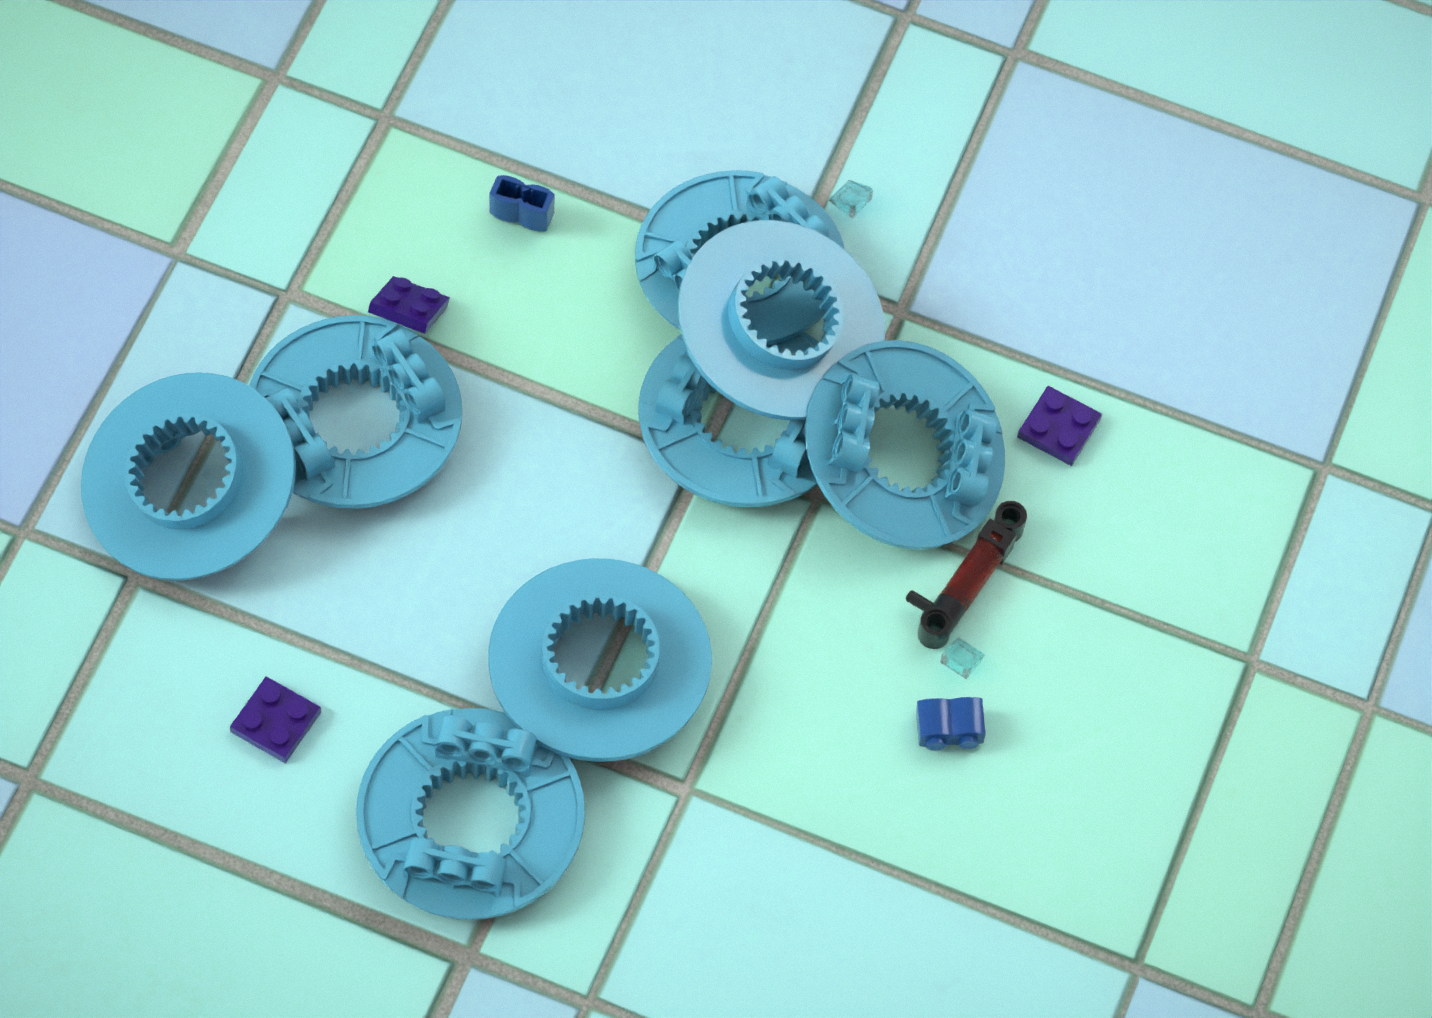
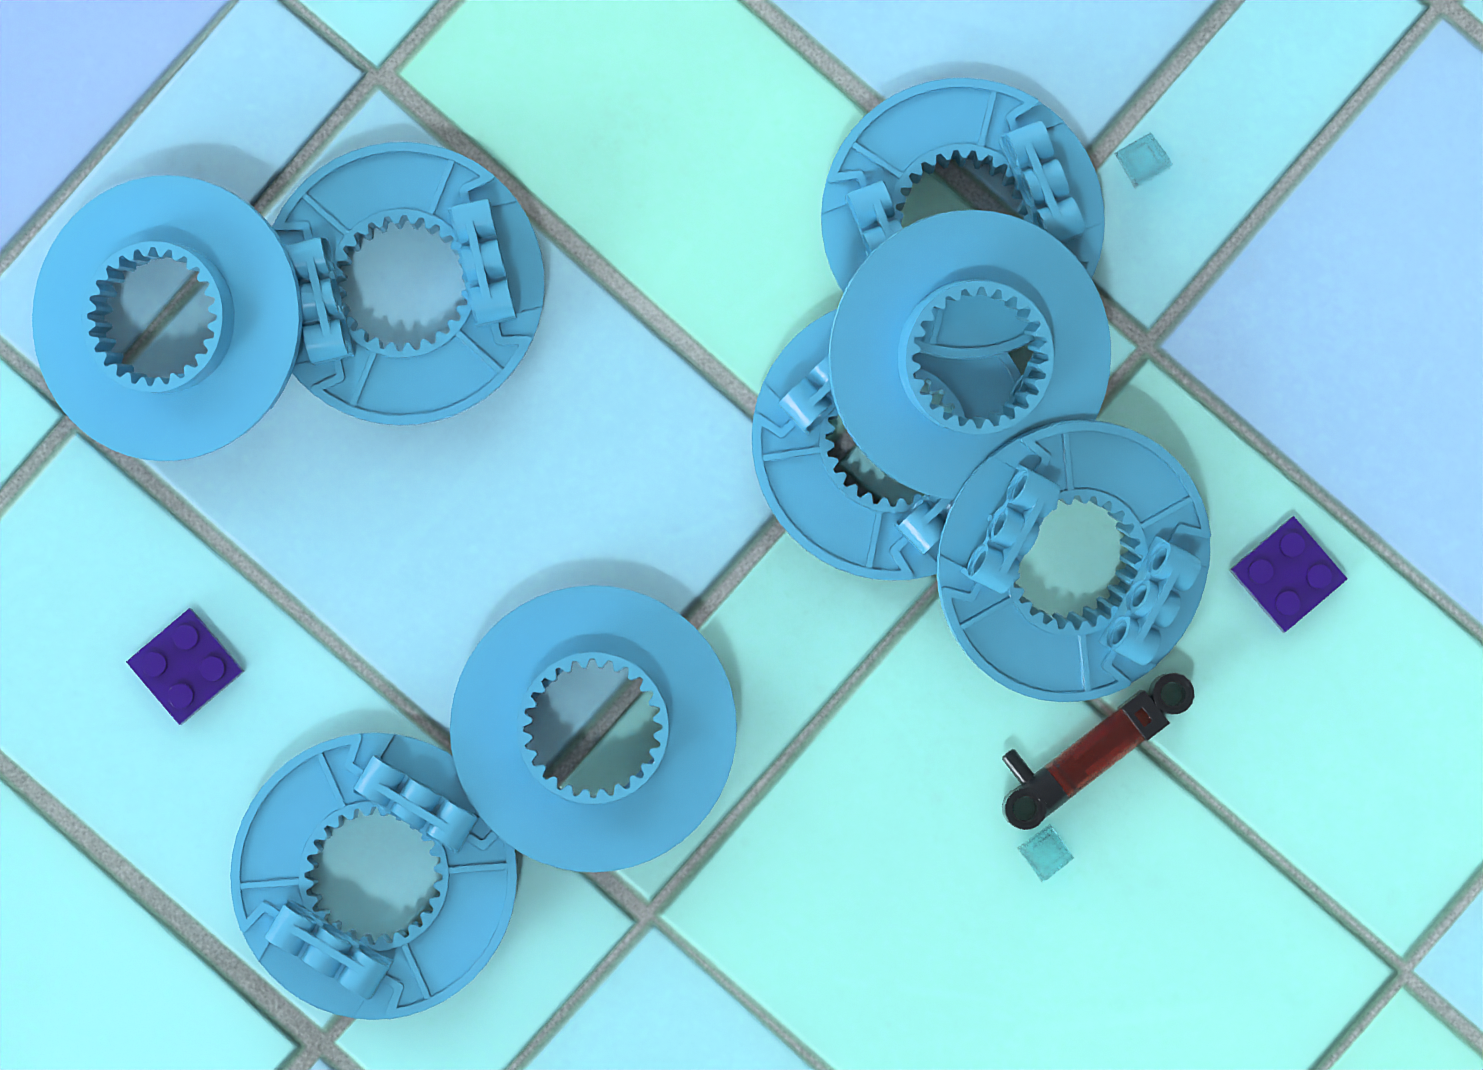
camera: 25 degrees right, 25 degrees up
(409, 304) = (520, 149): dark purple plate -> none
(516, 202) = (701, 40): blue brick -> none
(950, 722) = (995, 941): blue brick -> none

